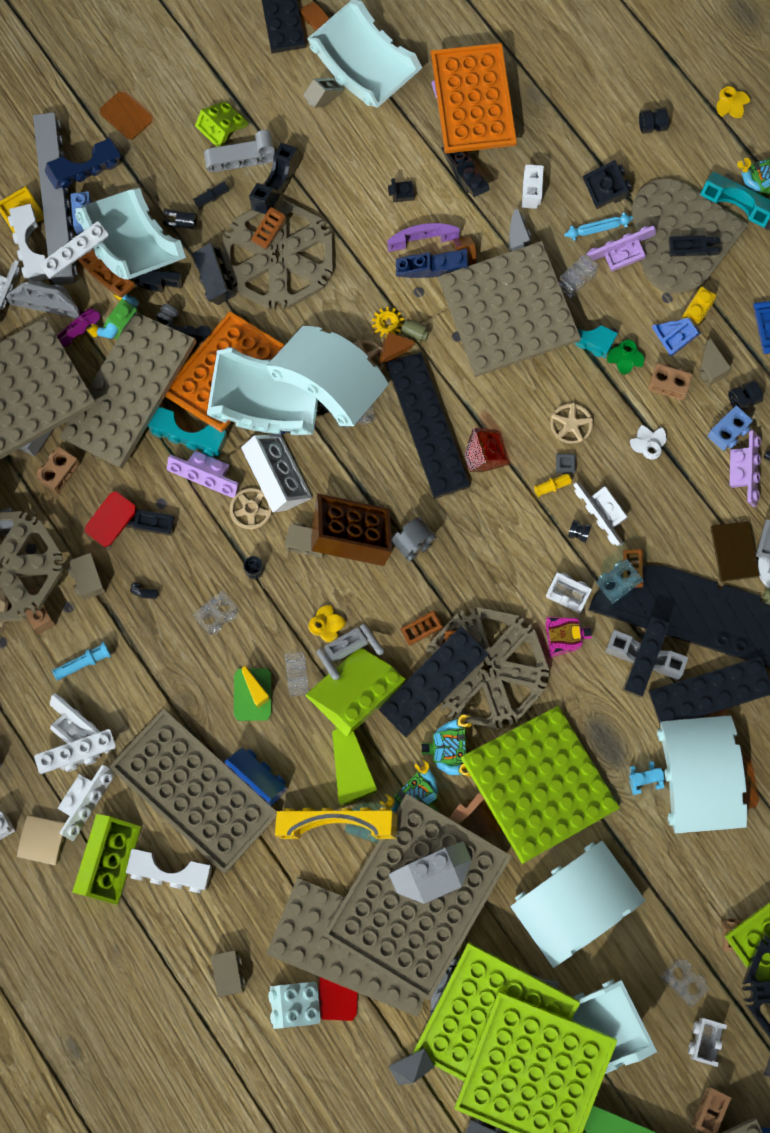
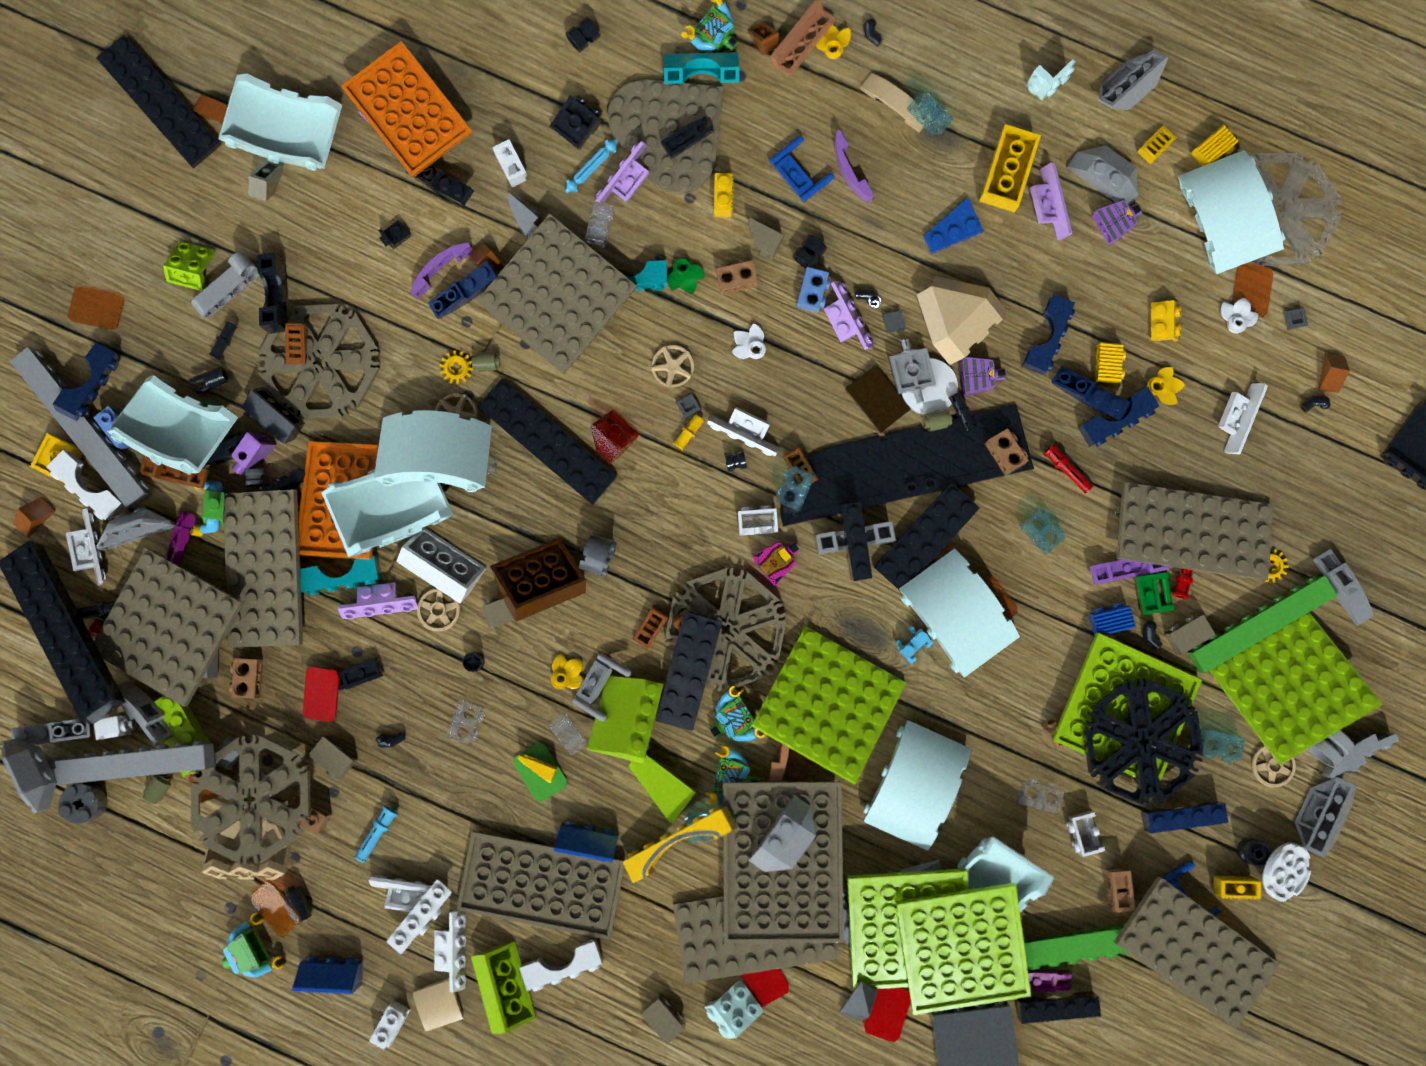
camera: 30 degrees left, 10 degrees up
(73, 250) = (131, 472): white bracket -> none
(178, 292) = (251, 451): none -> medium lavender torso
(393, 347) = (475, 388): dark orange slope -> none
(430, 1096) = (888, 1013): none -> red piece
(676, 334) = (717, 229): wing -> none

